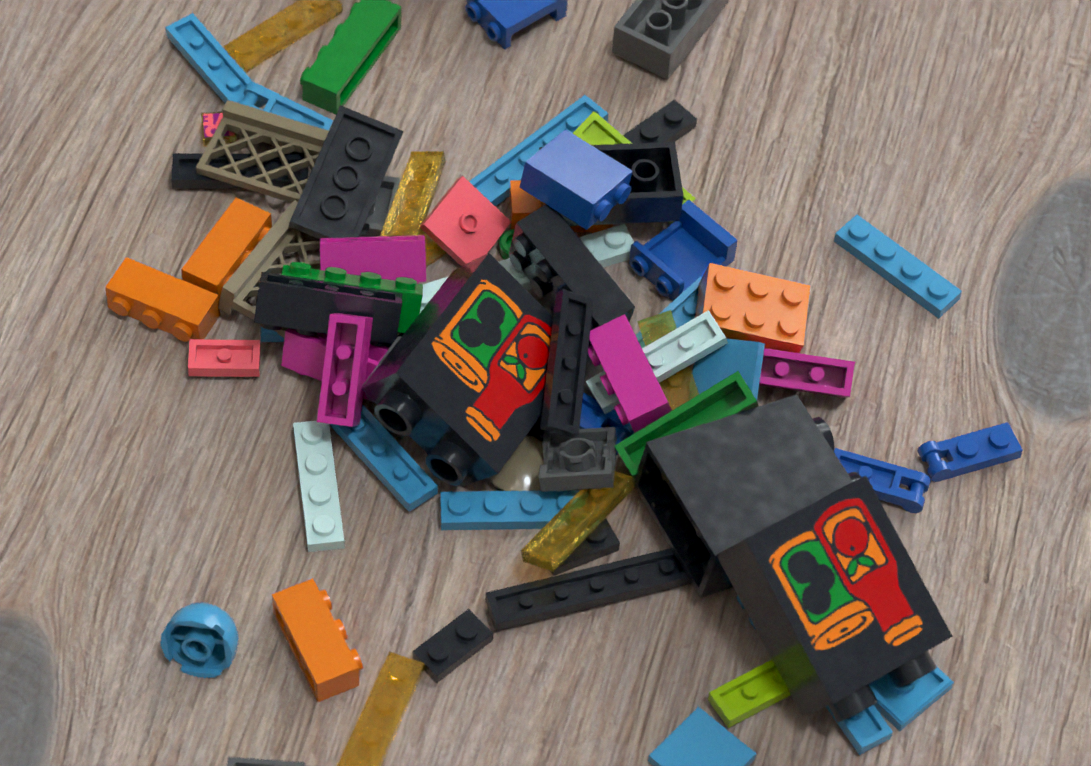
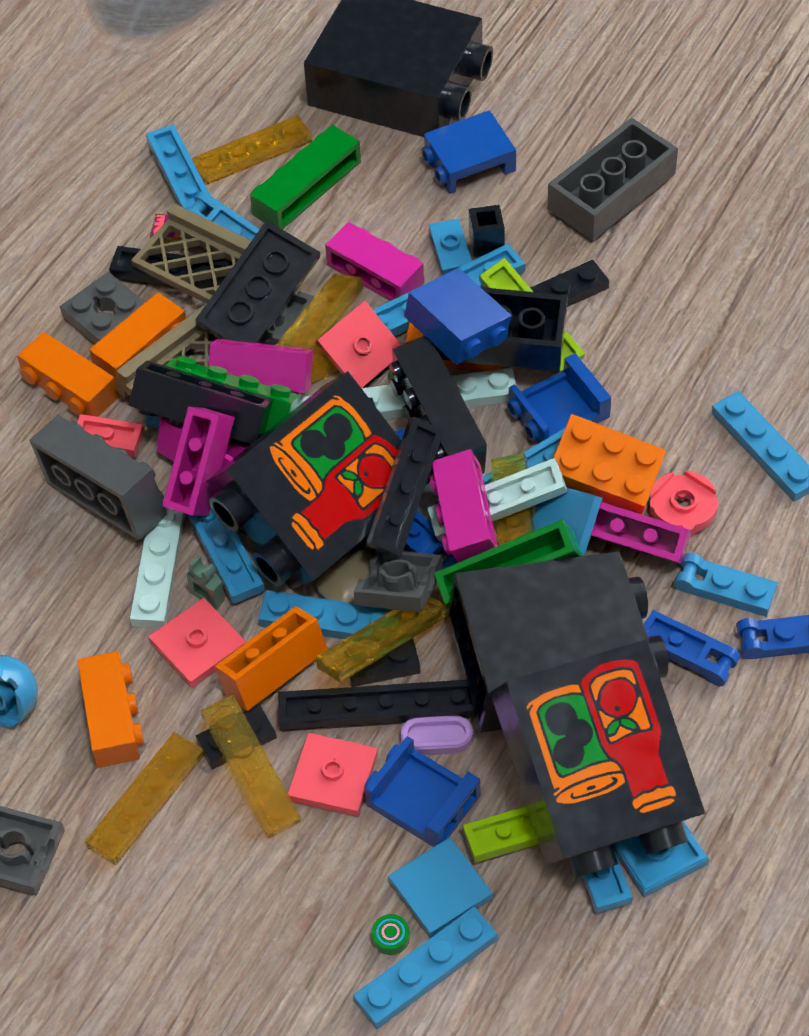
camera: 20 degrees right, 0 degrees up
(182, 208) = (111, 296): none -> dark grey brick
(237, 401) = (99, 476): none -> dark grey brick
(377, 495) = (205, 583): none -> sand green plate
(384, 557) = (196, 641): none -> coral plate
(462, 137) = (376, 261): none -> dark pink brick
(470, 559) = (271, 658): none -> orange brick
(480, 671) = (250, 766): none -> clear yellow plate
(522, 105) = (449, 245): none -> dark azure plate
(560, 83) = (486, 229): none -> black brick
(563, 666) = (332, 774): none -> coral plate
(654, 609) = (439, 734): none -> lavender tile
(657, 670) = (421, 794): none -> blue panel
(841, 319) = (691, 486): none -> coral plate
(896, 412) = (725, 585): none -> dark azure plate

